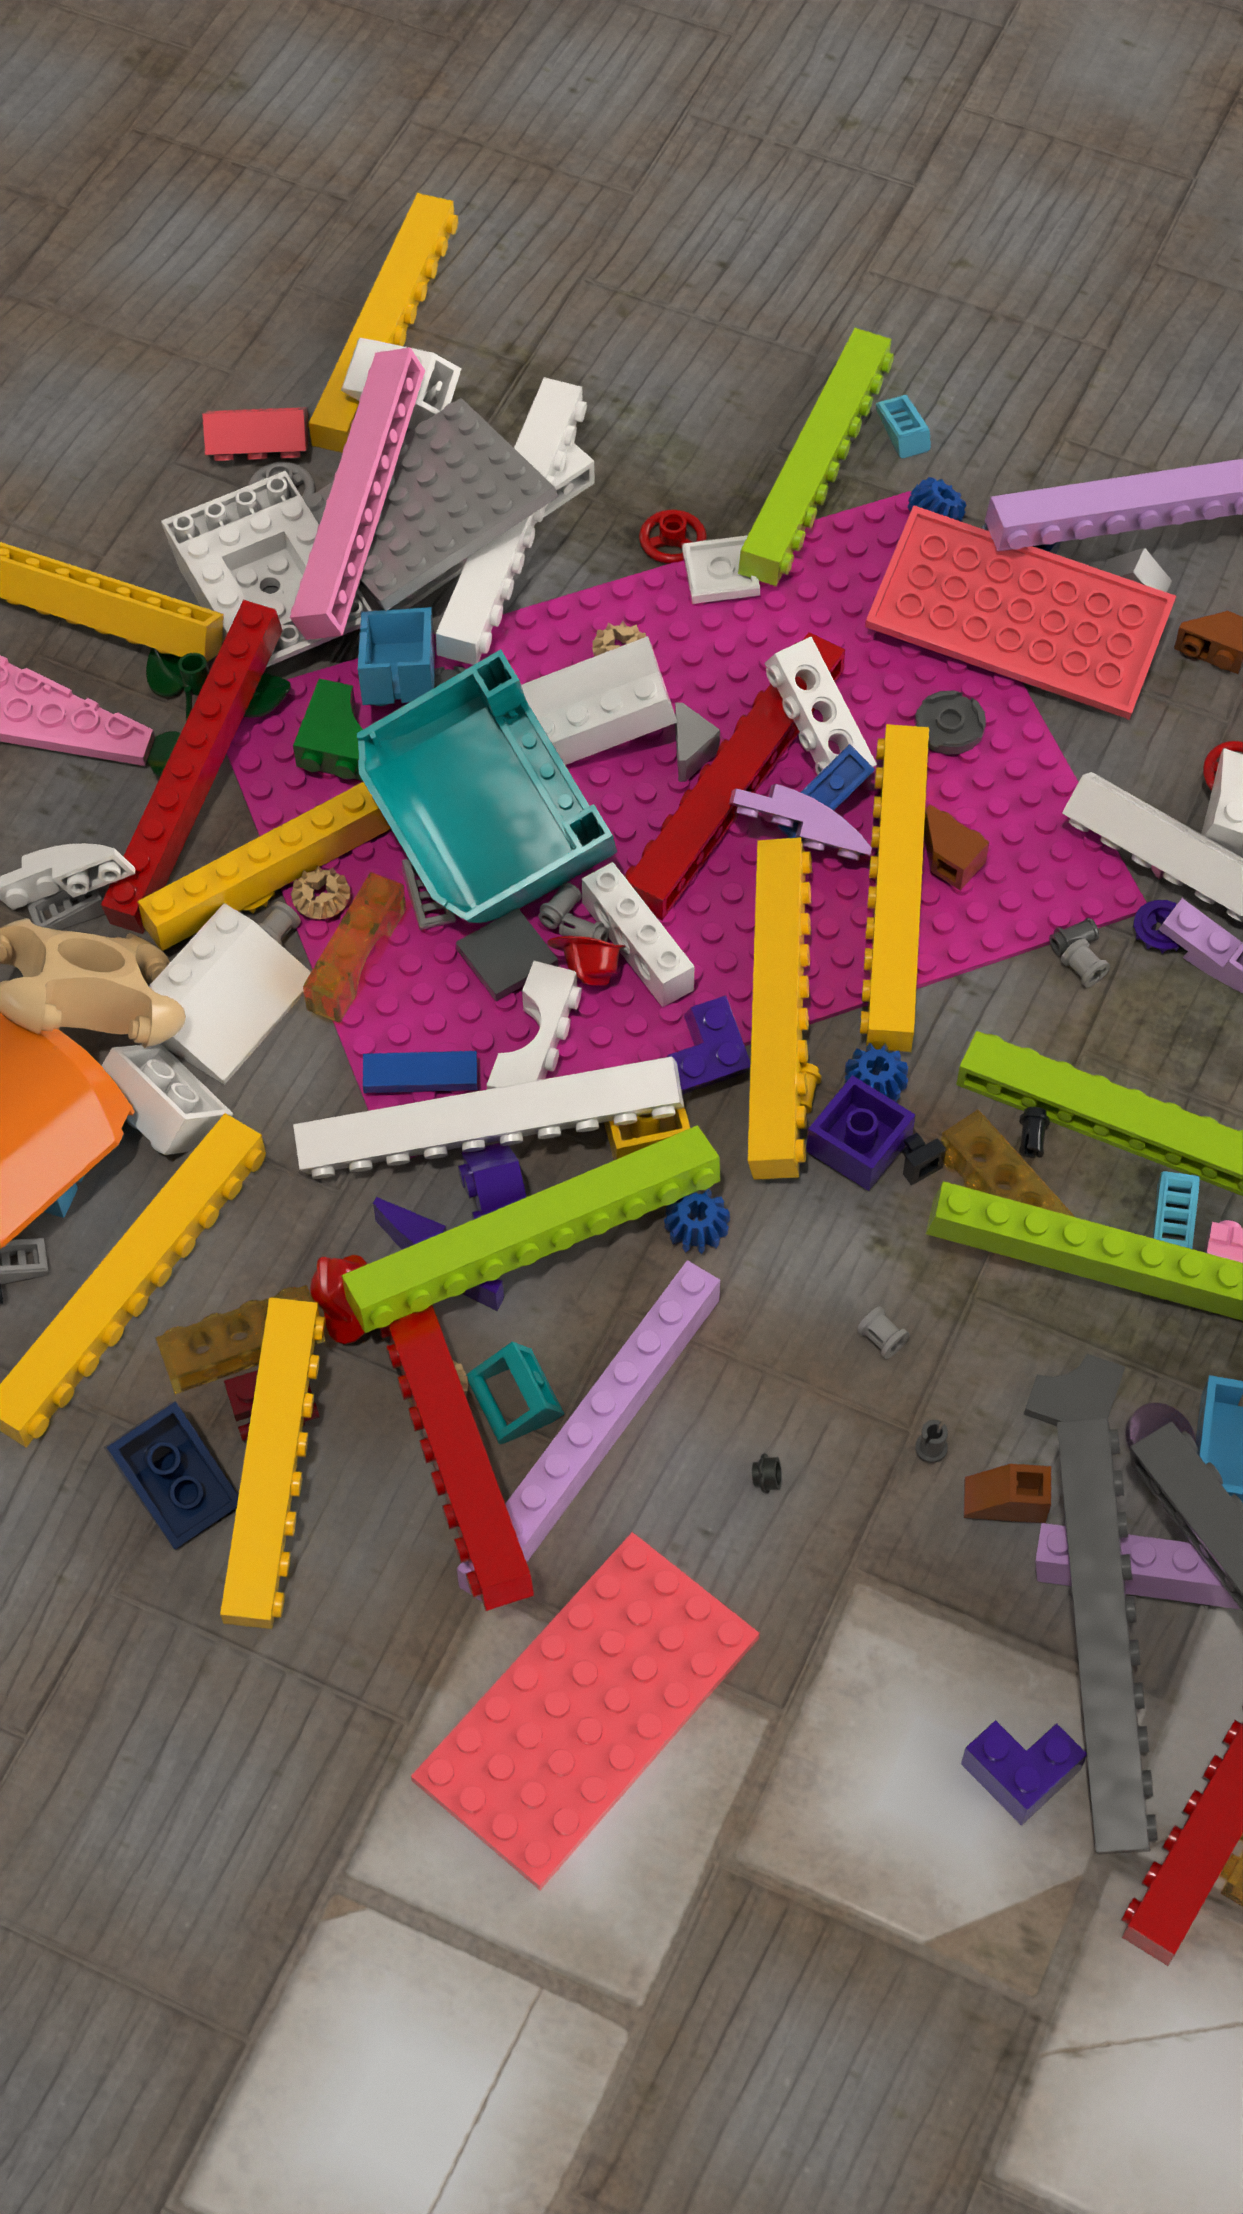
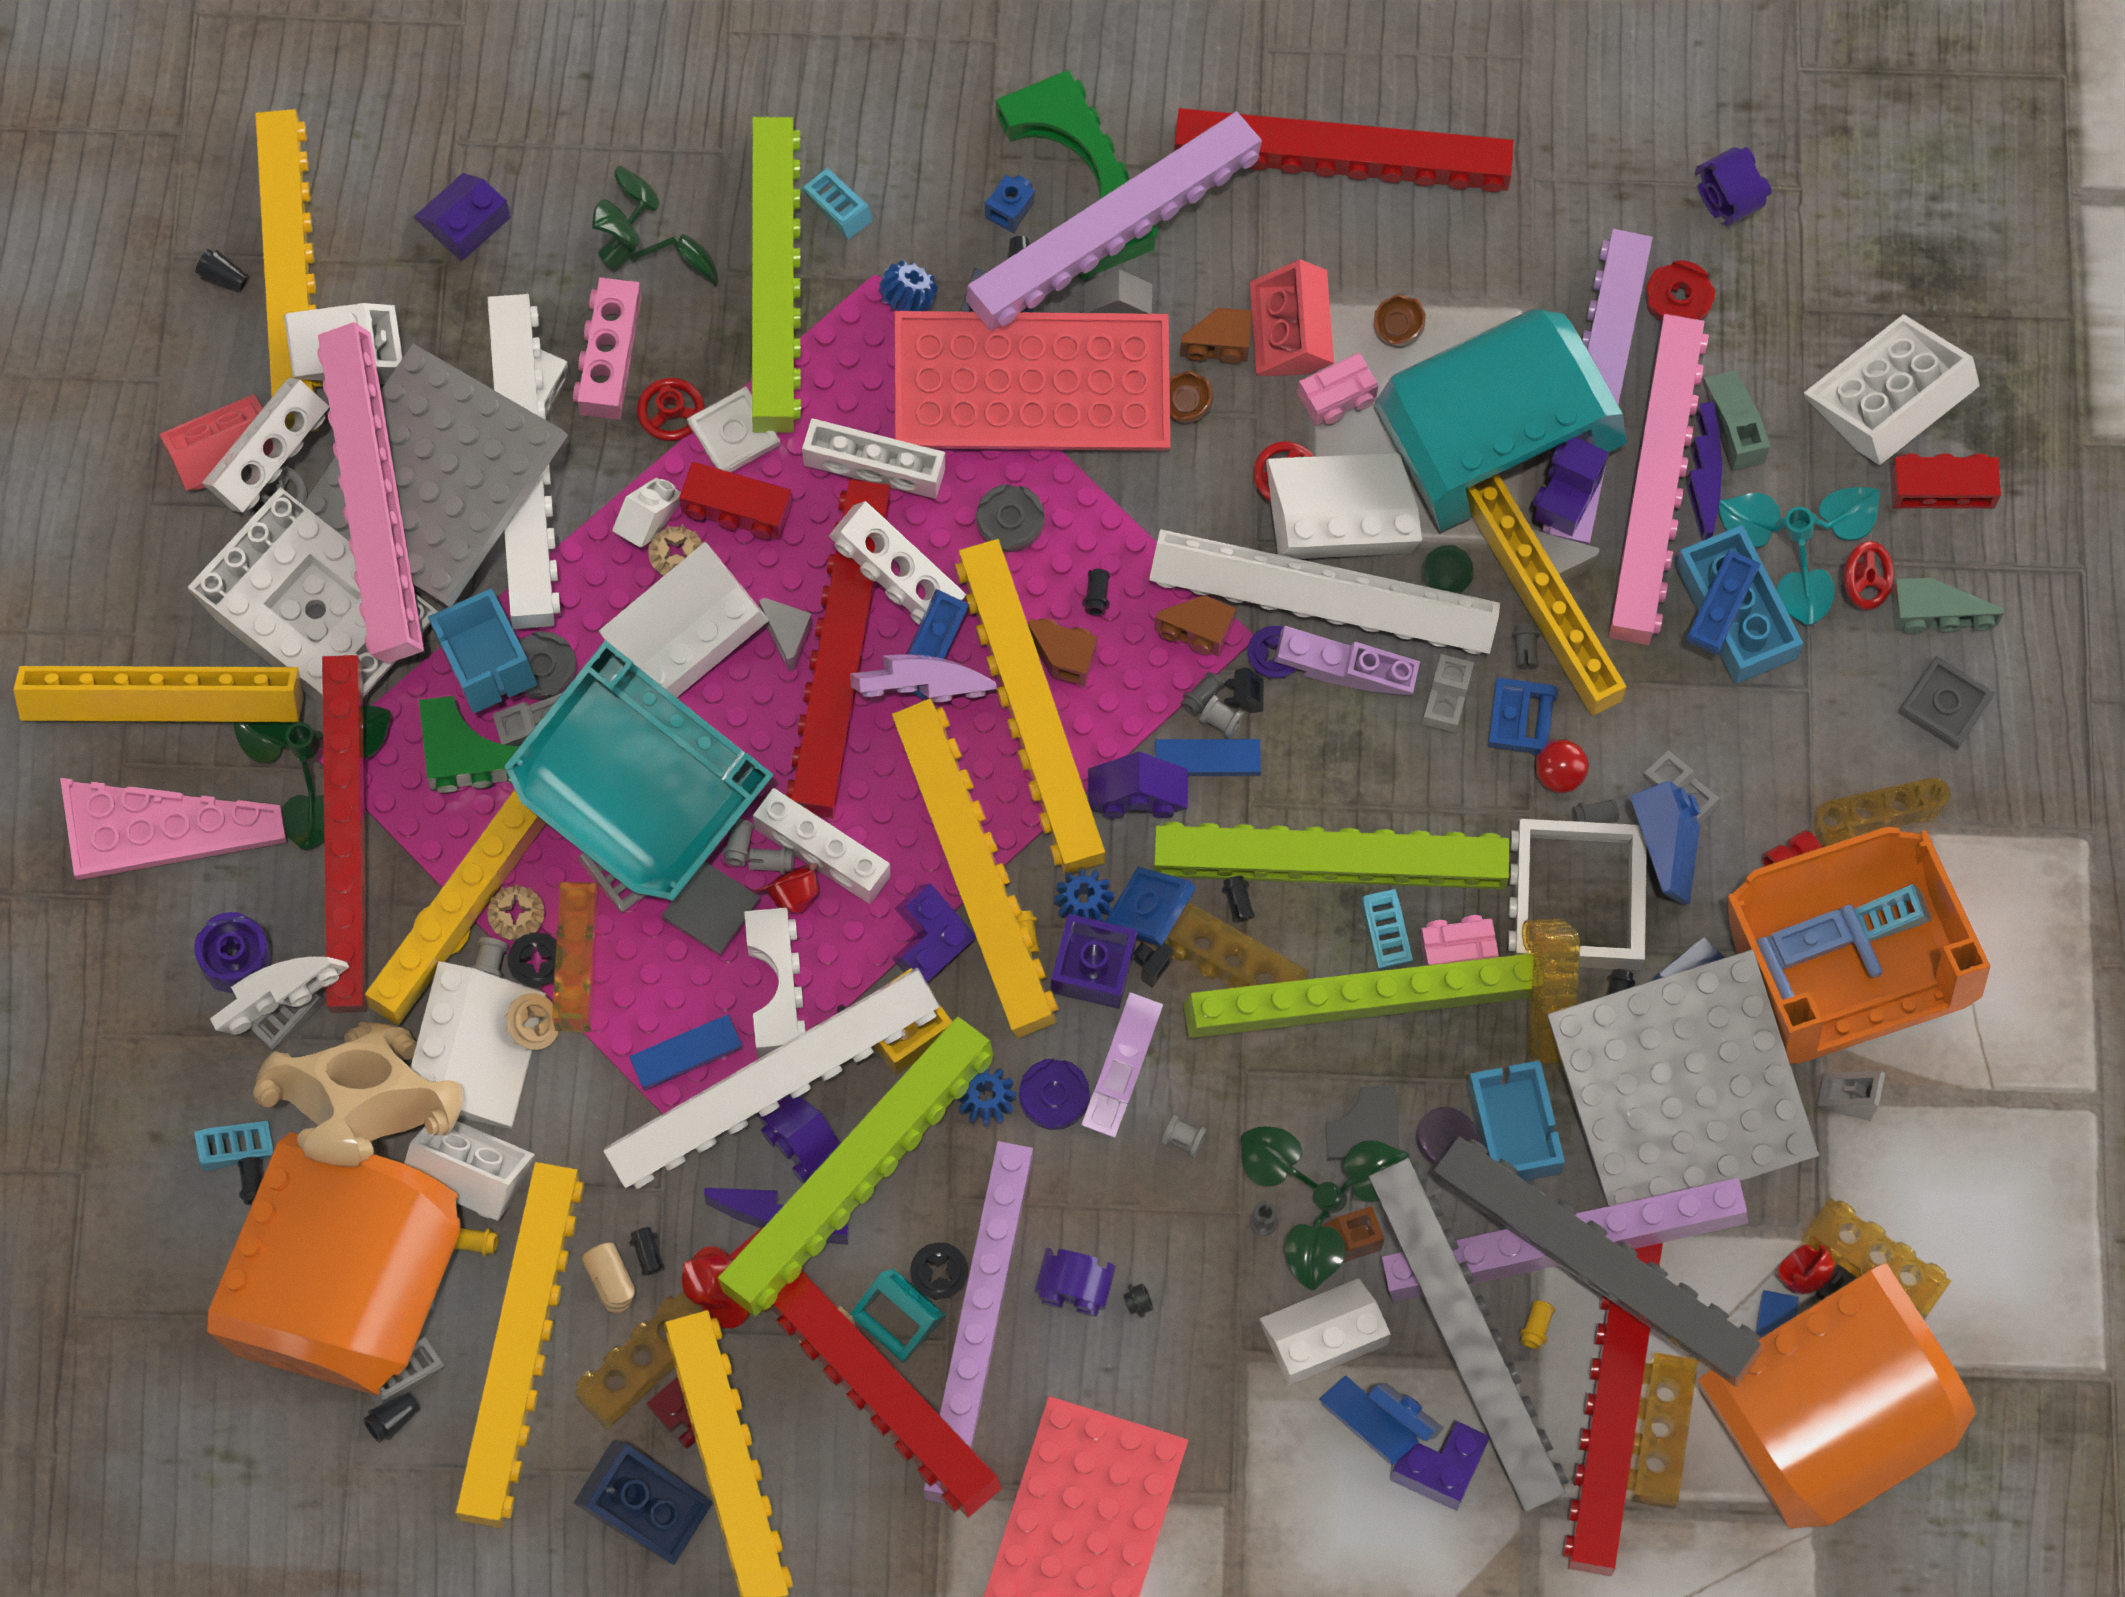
camera: 25 degrees left, 10 degrees up
(39, 823) = (214, 947): none -> dark purple brick
(142, 1171) = (477, 1241): none -> yellow pin
(238, 448) = (226, 478): none -> white brick
(246, 1249) = (609, 1277): none -> tan arm
(275, 980) = (538, 1007): none -> tan gear
(295, 1239) = (647, 1252): none -> black pin
(310, 929) = (523, 951): none -> black gear
(324, 302) = (220, 271): none -> black cone
(563, 331) = (464, 215): none -> dark purple slope
(581, 1353) = (936, 1255): none -> black gear
(608, 600) = (647, 511): none -> white slope
(638, 468) = (607, 398): none -> bright pink brick
(689, 390) = (625, 238): none -> dark green plant
(695, 620) = (735, 501): none -> red brick
(707, 1425) = (1074, 1280): none -> dark purple brick
(767, 1246) = (1054, 1094): none -> dark purple tile
(818, 609) = (873, 458): none -> white brick
(846, 1240) = (1122, 1065): none -> lavender slope
(943, 1102) = (1151, 904): none -> blue plate
(952, 1582) = (1325, 1331): none -> white slope
(961, 1687) = (1368, 1420): none -> blue tile
(971, 1488) = (1316, 1251): none -> dark green plant
(974, 985) = (1138, 784): none -> dark purple brick
(1002, 817) = (1097, 589): none -> black pin
(1005, 1692) = (1406, 1411): none -> blue plate
(1055, 995) = (1212, 756): none -> blue tile
(1063, 468) = (1010, 211): none -> blue brick
(1095, 868) = (1198, 622): none -> dark orange slope
(1120, 948) = (1248, 691): none -> black tile
(1142, 417) = (1059, 113): none -> green arch
(1168, 679) = (1189, 397): none -> dark orange hair
(1186, 1662) = (1537, 1325): none -> yellow pin

